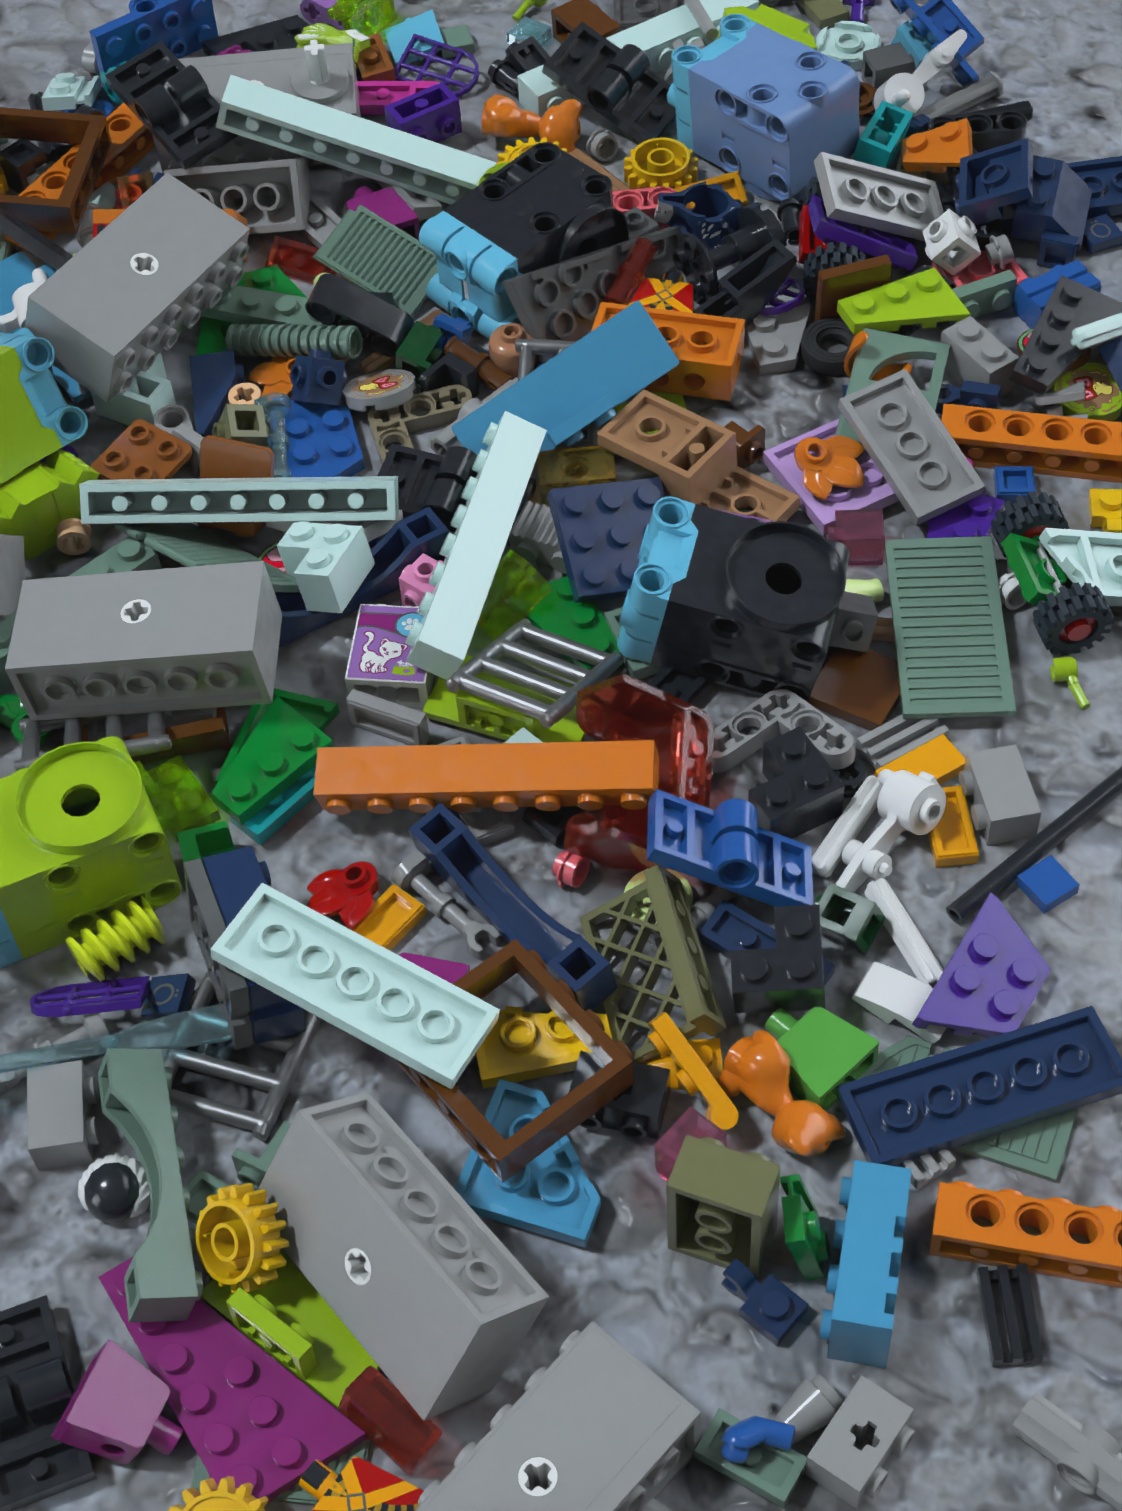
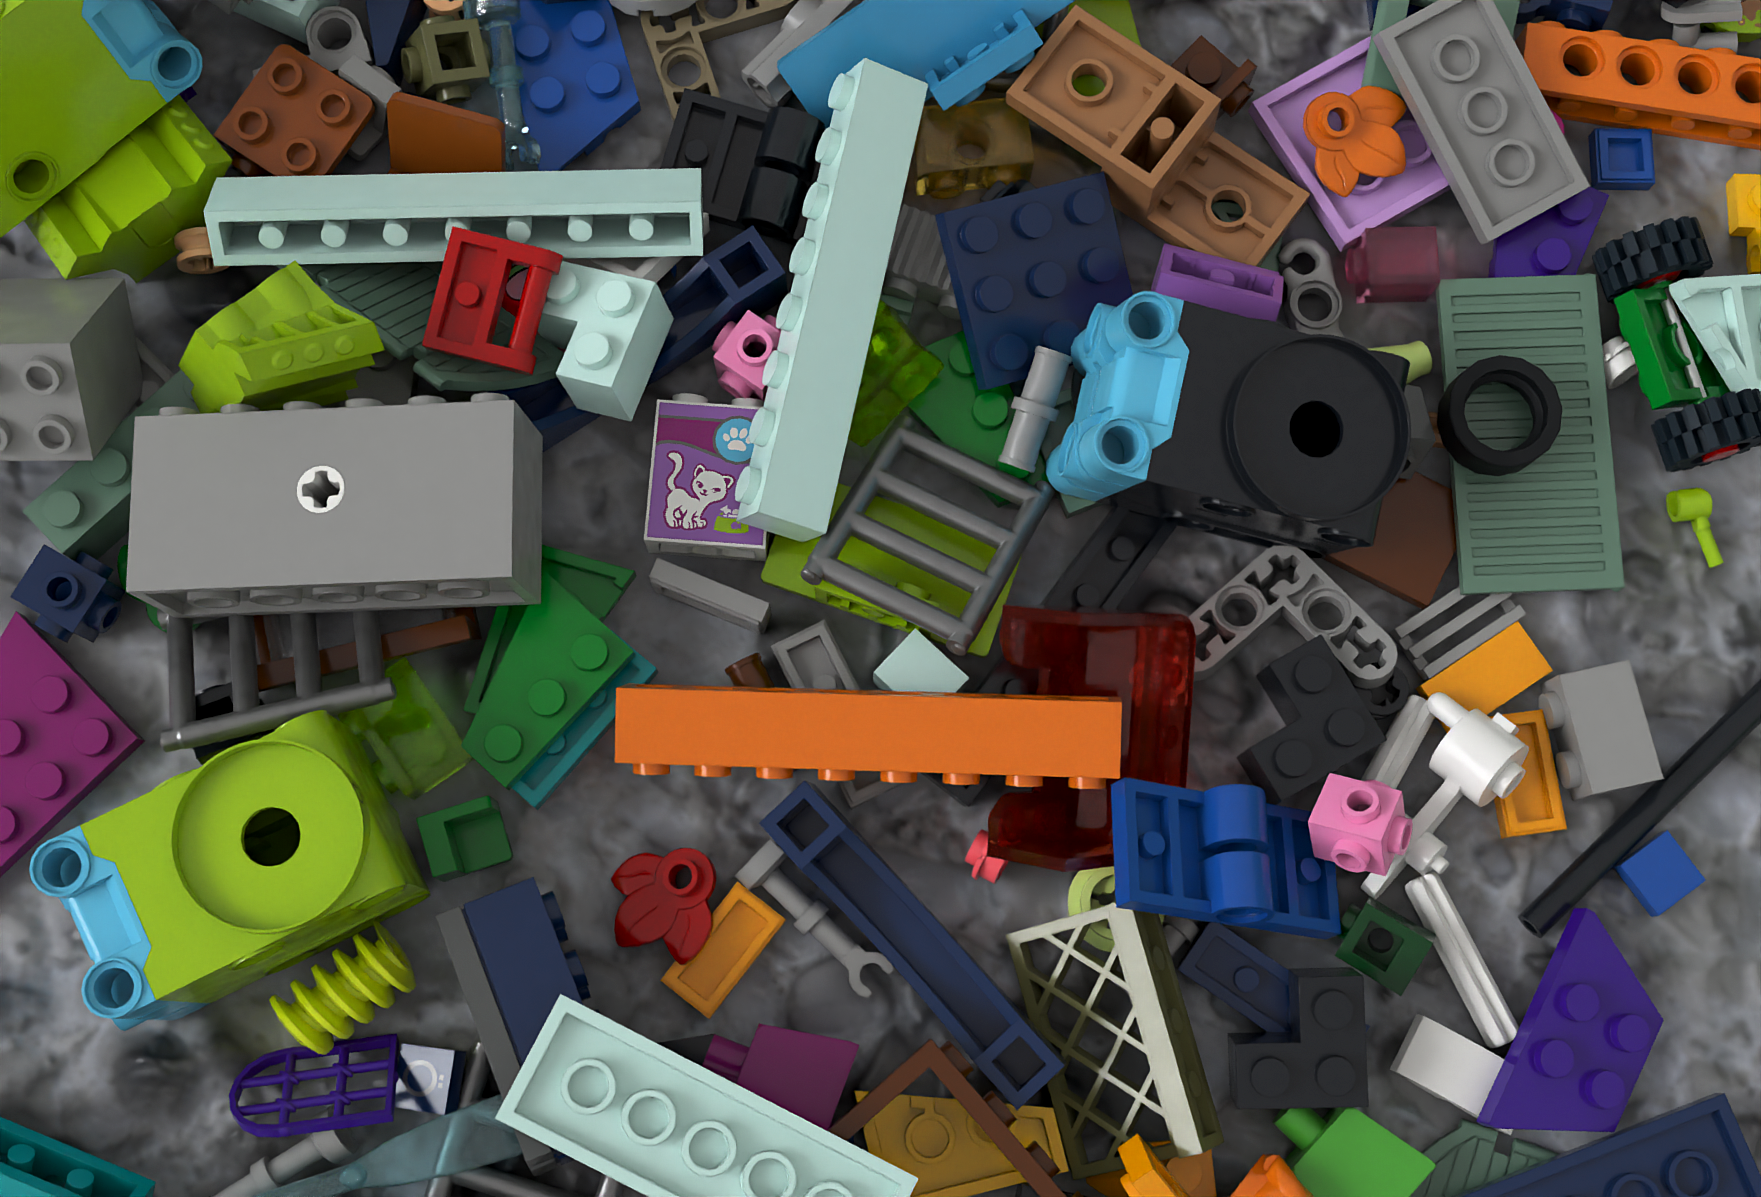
camera: 10 degrees left, 25 degrees up
(117, 541) = (279, 347): none -> lime slope
(246, 526) = (473, 293): none -> red plate
(609, 605) = (1035, 408): none -> light grey pin
(823, 833) = (1359, 824): none -> bright pink brick
(923, 582) = (1532, 386): none -> black tyre

